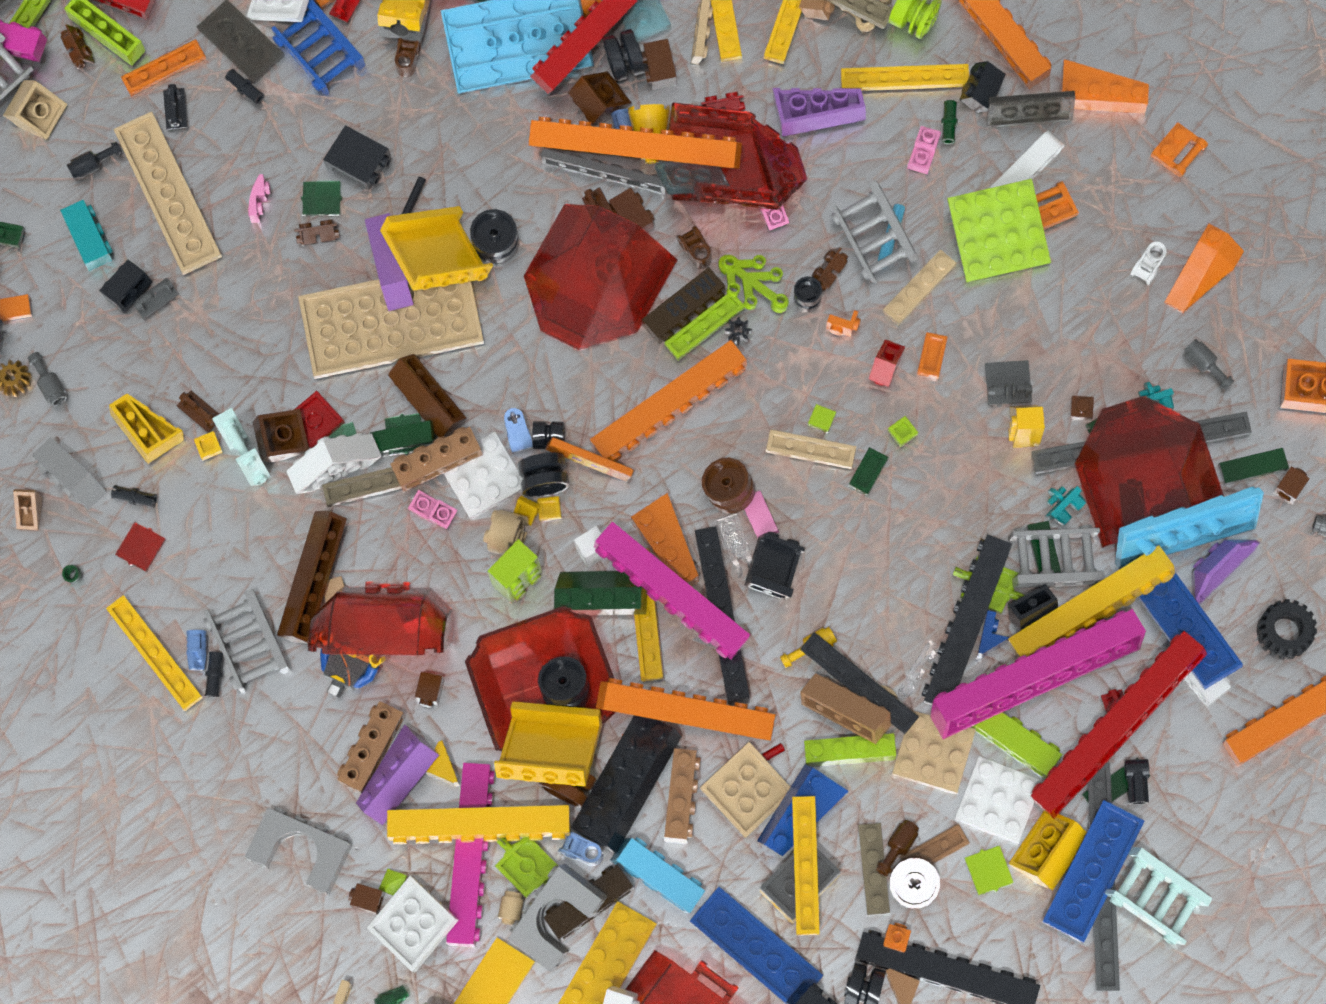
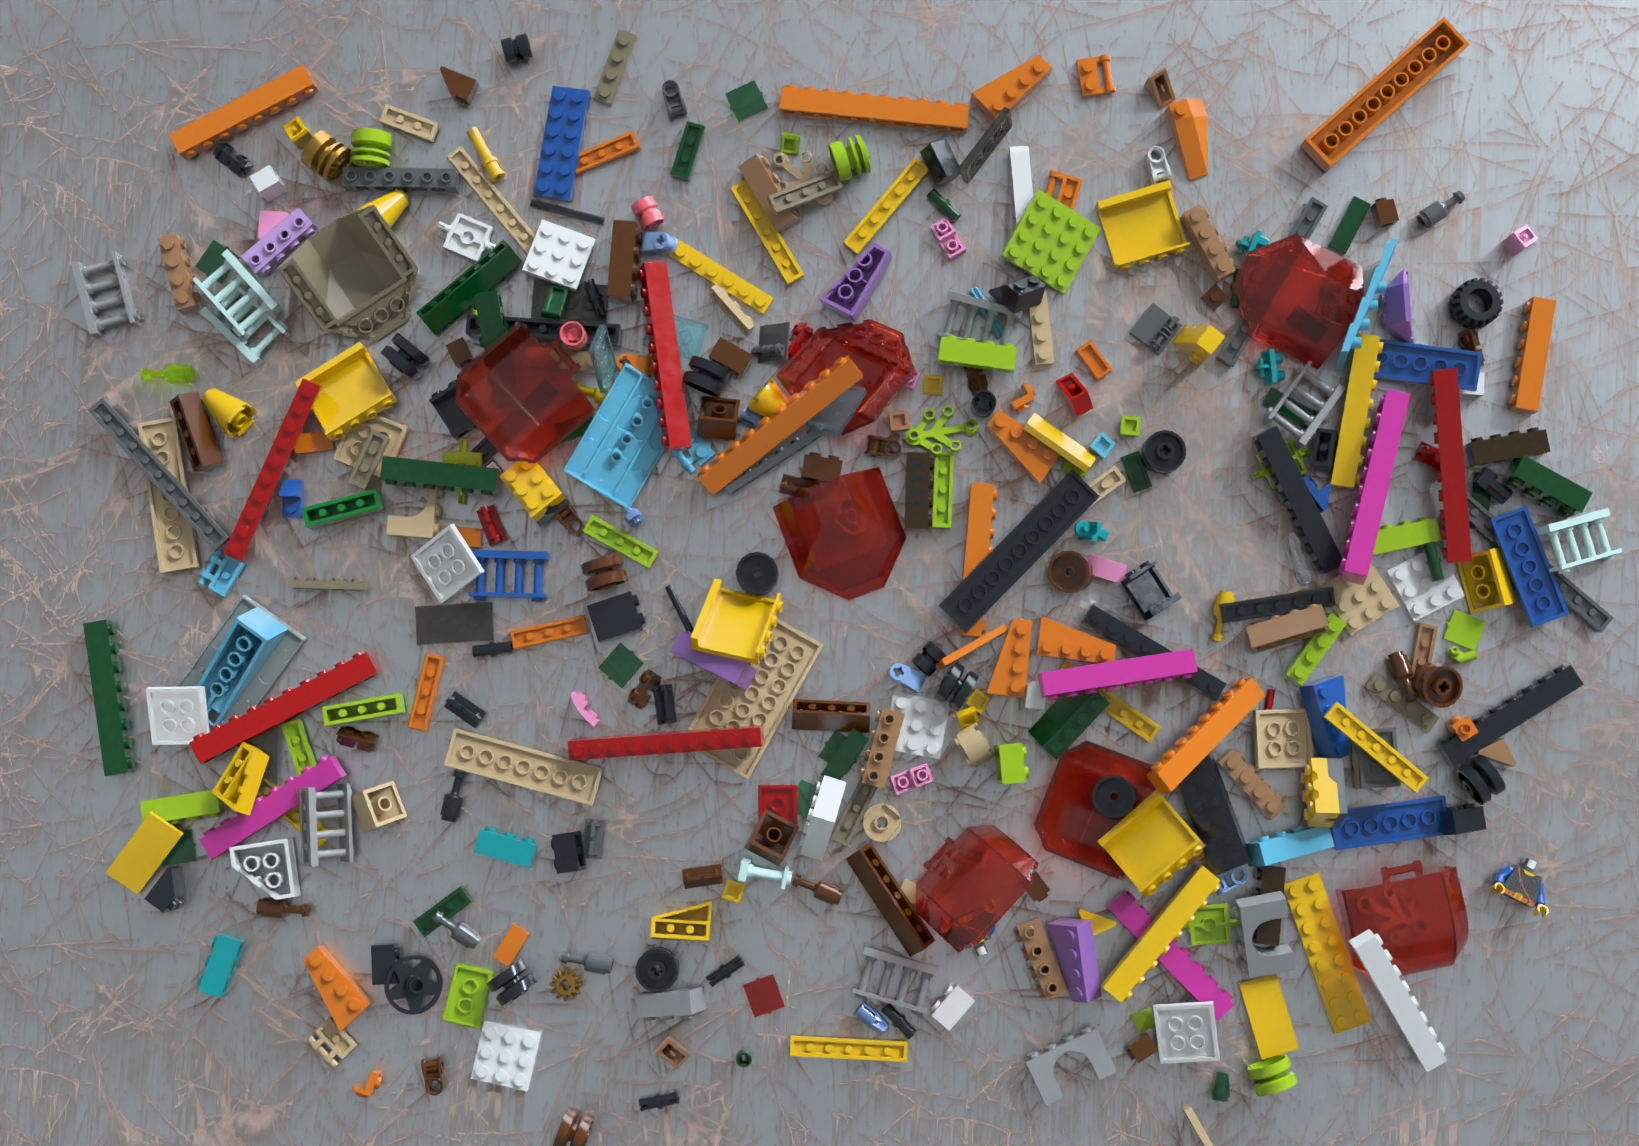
camera: 55 degrees left, 10 degrees up
(76, 442) = (654, 980): none -> black wheel
(264, 707) = (952, 1006): none -> white brick
(271, 515) = (822, 890): none -> reddish brown piece
(286, 283) = (666, 742): none -> red brick
(298, 119) = (549, 632): none -> orange tile
(319, 258) = (664, 704): none -> black hinge
(364, 508) = (883, 833): none -> tan plate
(385, 115) = (604, 574): none -> reddish brown wheel
(424, 109) = (620, 541): none -> lime plate
(454, 99) = (633, 517): none -> medium blue hinge
(510, 907) = (1228, 958): tan brick -> none
(559, 104) = (700, 452): none -> medium azure plate
(608, 503) = (1012, 662): none -> orange wedge
(702, 86) = (772, 343): none -> dark grey hinge
(706, 426) = (1018, 551): none -> black plate
(727, 859) = (1324, 792): none -> yellow piece
(731, 241) = (899, 420): none -> nougat plate
(738, 325) = (963, 474): black gear -> none
(777, 471) = (1090, 531): none -> teal hips
(788, 243) = (932, 384): none -> yellow tile
(803, 364) = (1023, 447): none -> orange wedge
(832, 383) = (1060, 442): none -> yellow tile
(843, 250) = (977, 354): none -> lime brick
(864, 423) = (1102, 445): none -> medium azure plate
(904, 489) = (1171, 444): none -> black wheel
(928, 240) = (1020, 293): none -> black slope
(960, 885) = (1460, 657): none -> lime arm
(1021, 785) = (1433, 561): none -> dark green pin
(1086, 294) = (1141, 226): none -> yellow panel
(1120, 362) = (1207, 243): none -> medium nougat brick
(1180, 826) = (1546, 486): none -> dark green brick
(1185, 767) = (1507, 448): none -> dark brown brick
(1206, 360) = (1253, 191): dark grey piece -> none
(1219, 207) = (1160, 88): none -> medium nougat slope
(1251, 654) = (1469, 340): none -> reddish brown hinge

